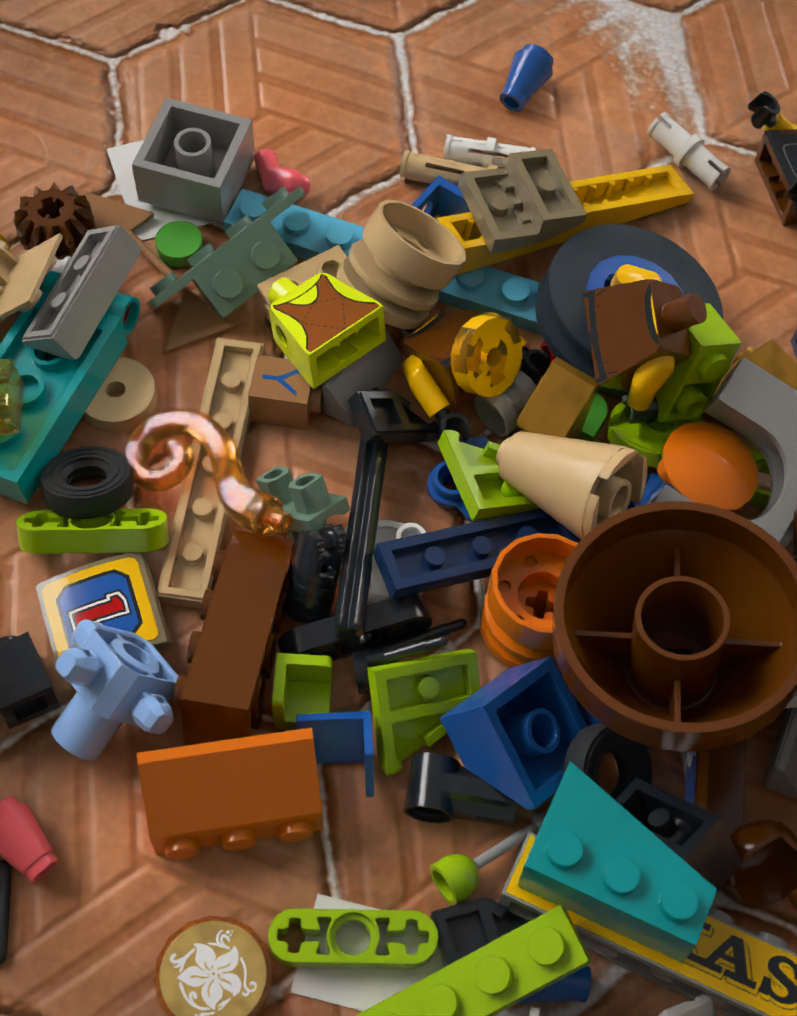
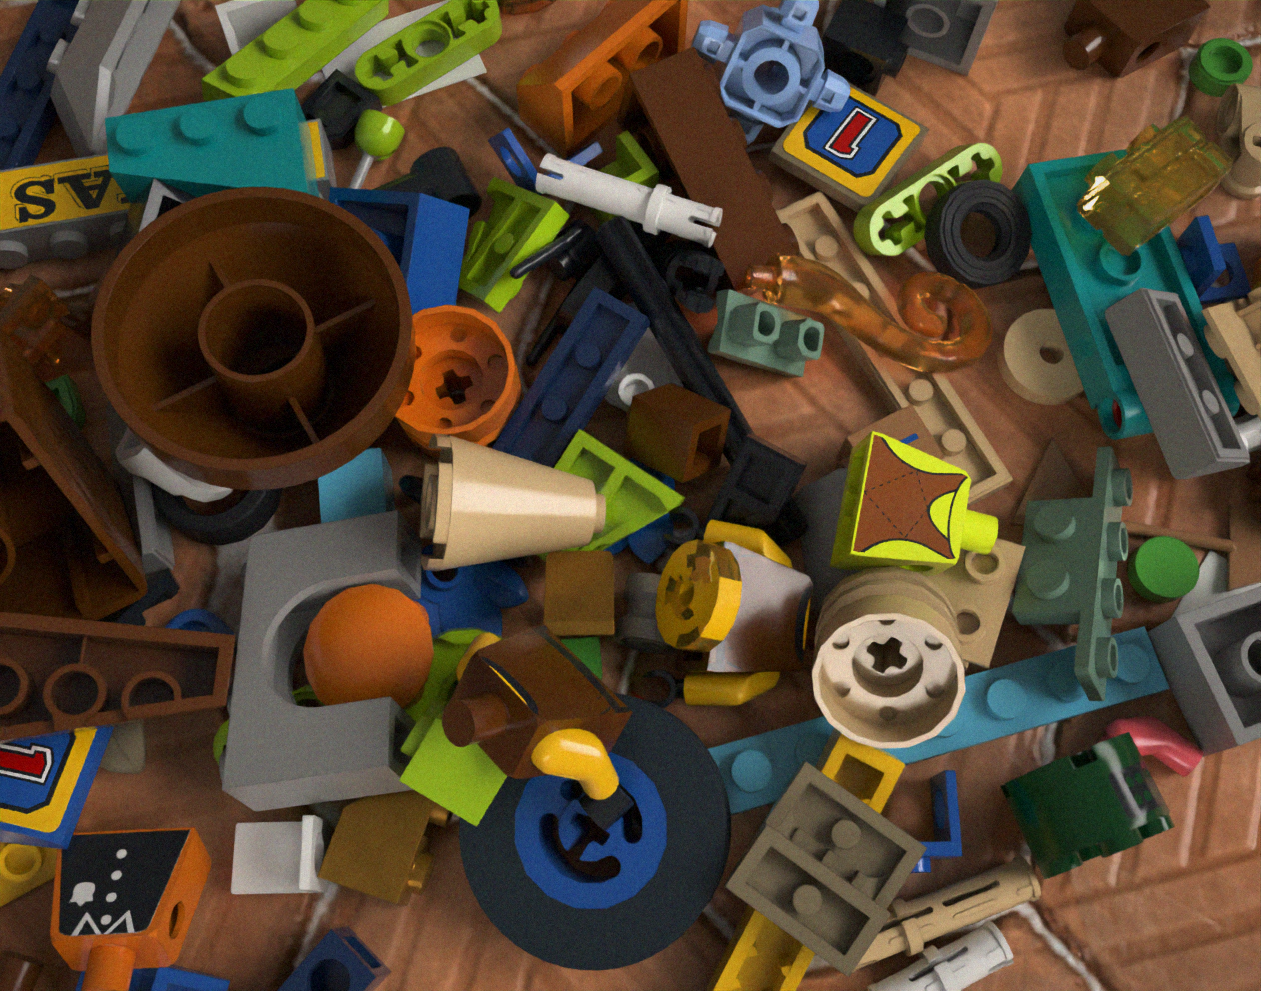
camera: 145 degrees right, 10 degrees up
(311, 614) = (651, 207): none -> white pin
(351, 156) = (1087, 805): none -> dark green brick
(411, 482) = (676, 431): none -> reddish brown brick

